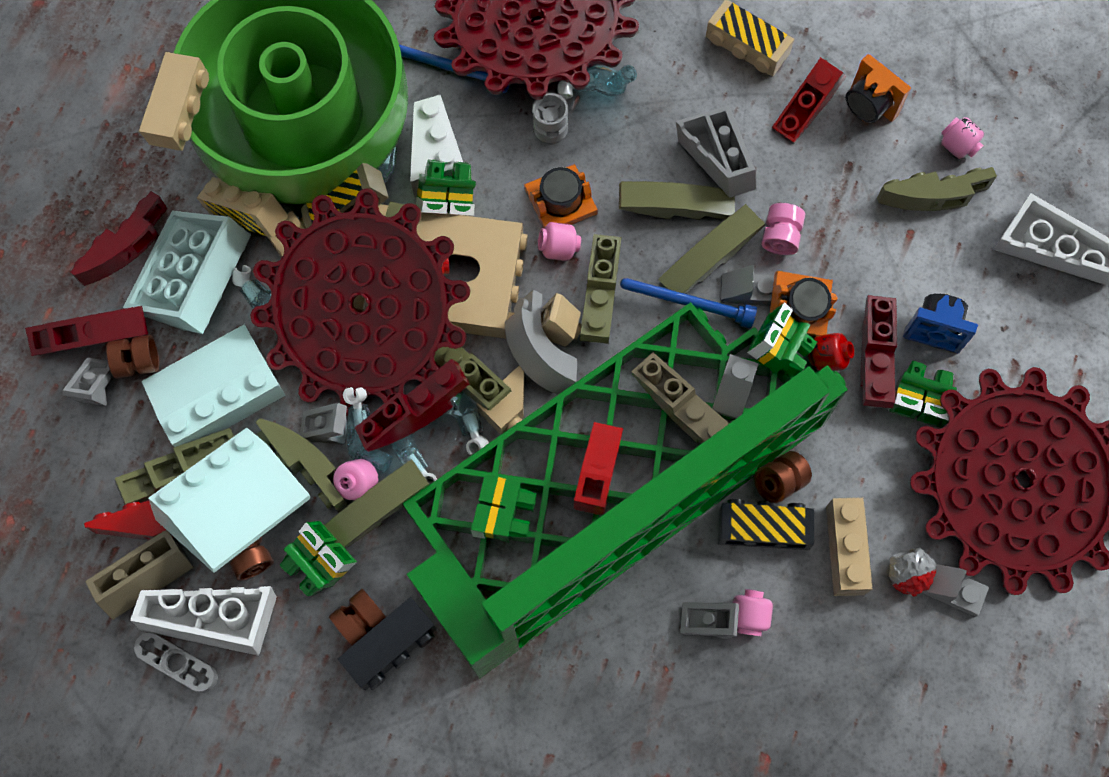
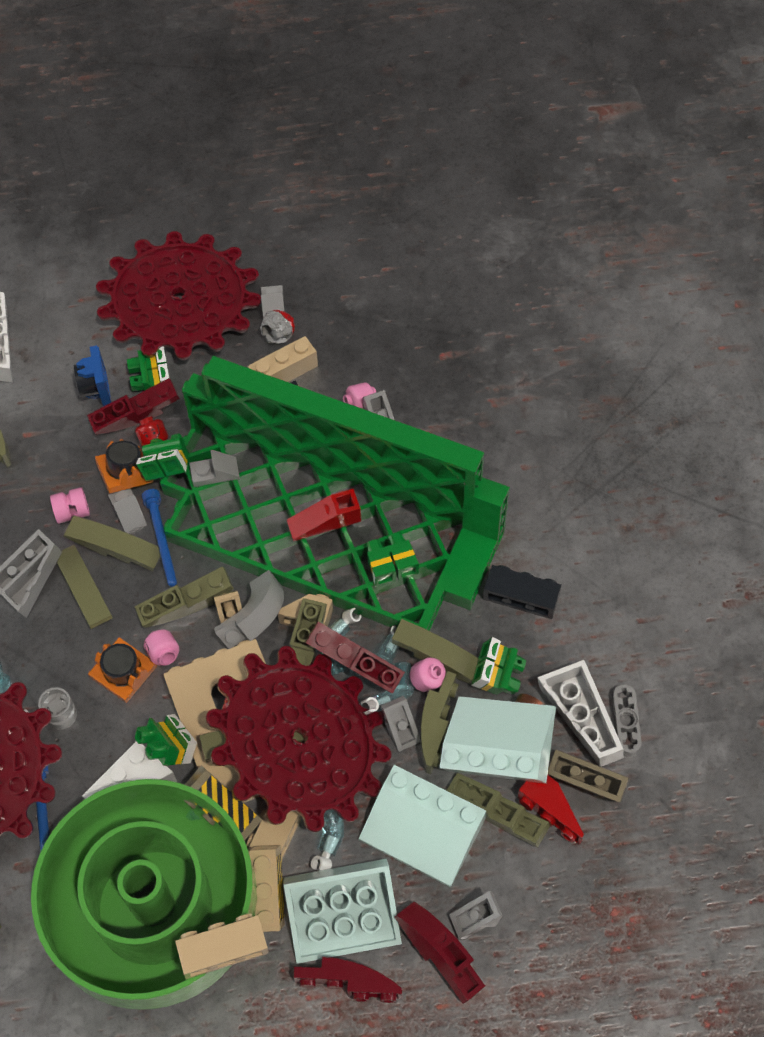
camera: 120 degrees left, 10 degrees down
(143, 356) = (437, 897): copper wheel -> none
(357, 617) = (510, 614): copper wheel -> none
(678, 399) = (248, 489): dark tan slope -> none

